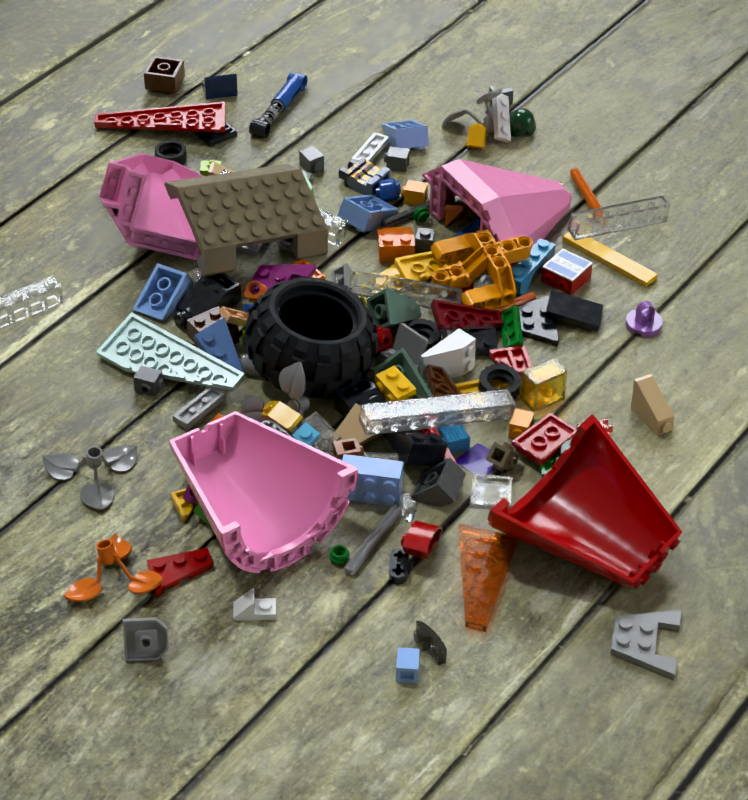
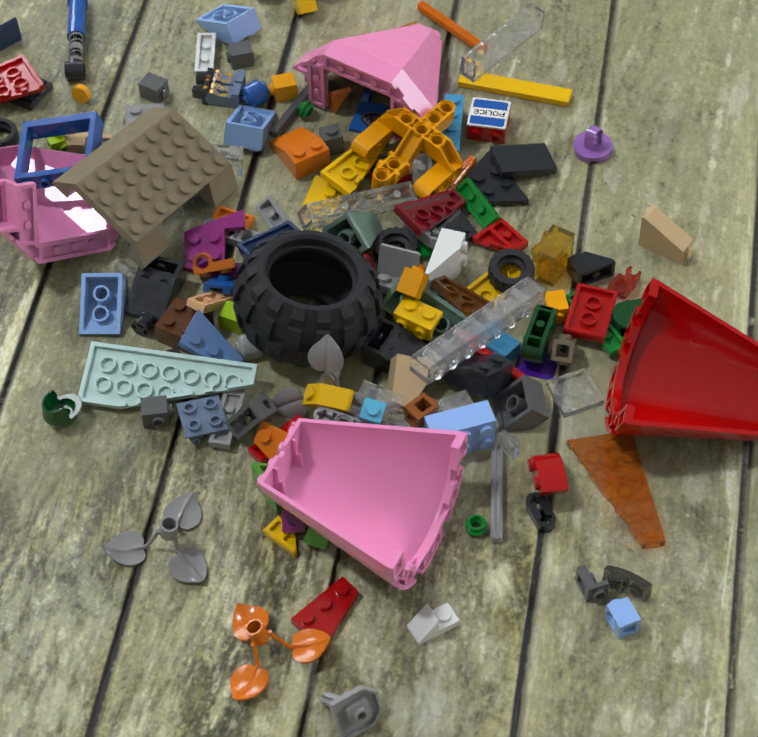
camera: 25 degrees left, 10 degrees up
(77, 354) = (60, 410): none -> dark green helmet
(179, 397) = (201, 418): none -> sand blue hinge
(213, 404) = (258, 409): none -> dark grey torso
(227, 158) = (52, 127): none -> blue window
(253, 145) = (81, 93): none -> light orange tile
(400, 636) = (588, 586): none -> dark grey bracket
(403, 356) = (412, 282): none -> light orange brick
(482, 436) = (539, 333): none -> dark green brick
(571, 407) = (589, 268): none -> black slope

